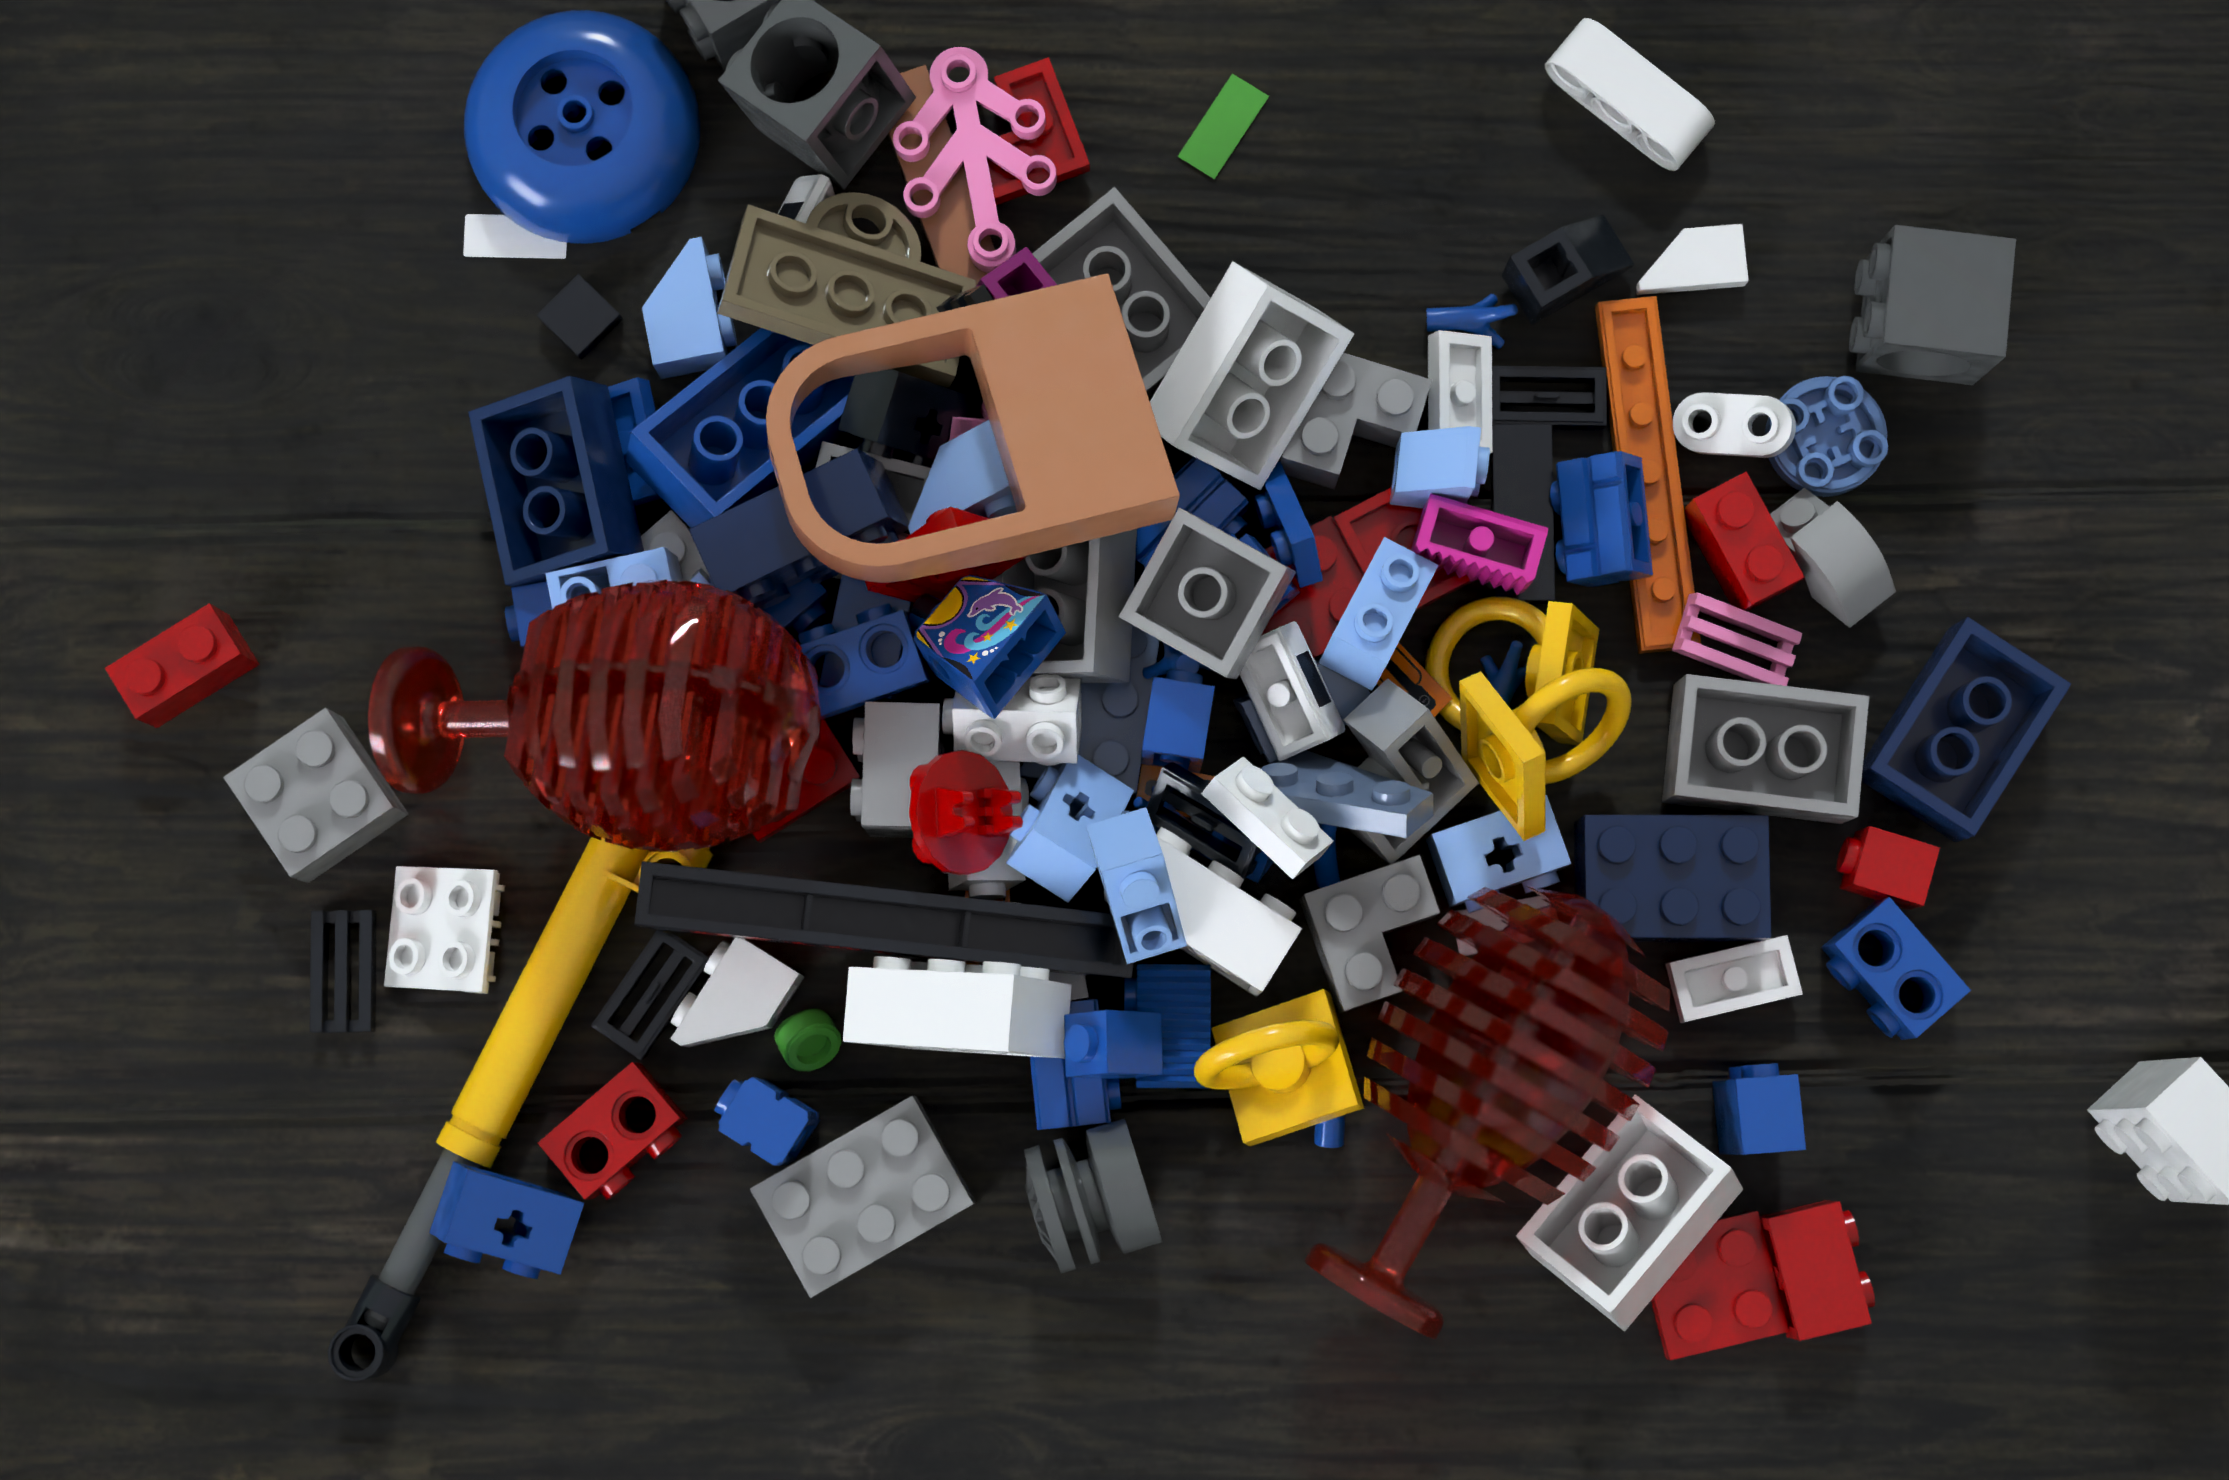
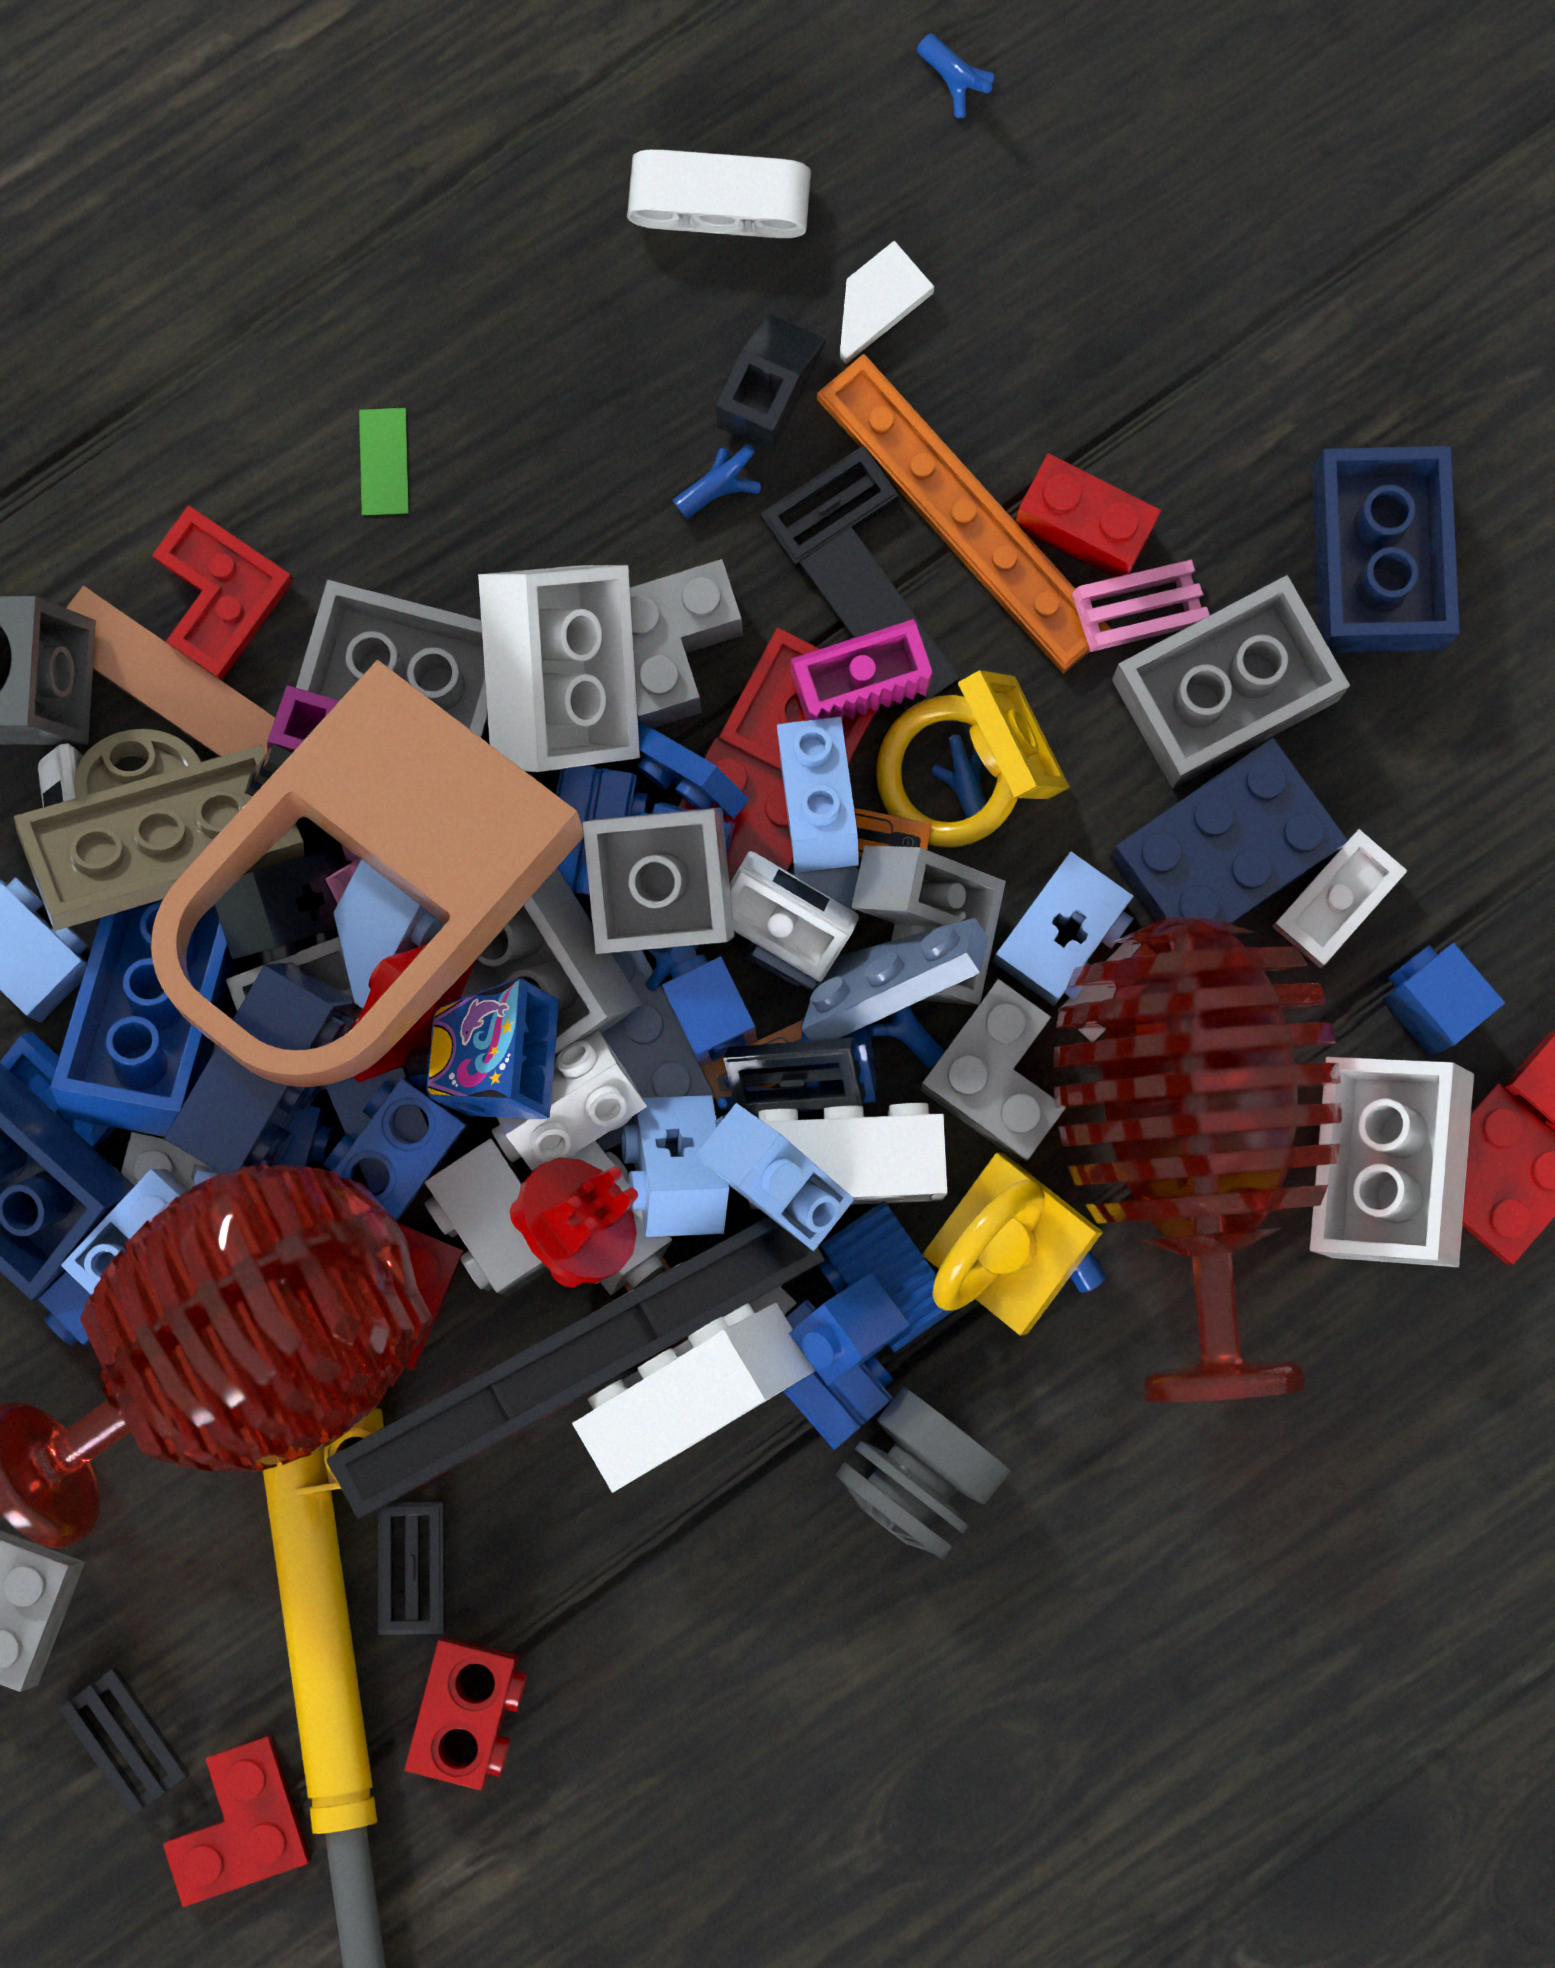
camera: 30 degrees left, 0 degrees up
(397, 1111) = (258, 1831): none -> red plate
(443, 929) = (187, 1641): white hinge -> none
(475, 1201) = (386, 1858): blue brick -> none
(740, 997) = (493, 1516): white slope -> none
(766, 1119) = (591, 1608): blue brick -> none
(808, 1039) = (578, 1512): bright green tile -> none
(862, 1195) = (722, 1615): light grey brick -> none
(973, 146) = (176, 628): bright pink plant -> none
(1267, 817) = (846, 1037): white plate -> none
(1438, 463) = (779, 628): light blue slope -> none
(1460, 382) = (753, 554): white plate -> none
(1508, 753) = (1014, 837): yellow tile -> none
(1602, 519) = (952, 579): blue brick -> none
(1732, 425) = (1007, 421): white plate -> none
(1835, 556) = (1174, 473): light grey brick -> none
(1836, 436) = (1093, 375): medium blue tile -> none
(1882, 124) = (954, 71): none -> blue bar
(1887, 865) = (1403, 711): red brick -> none
(1904, 957) = (1471, 778): blue brick -> none
(1933, 305) = (1108, 199): dark grey brick -> none

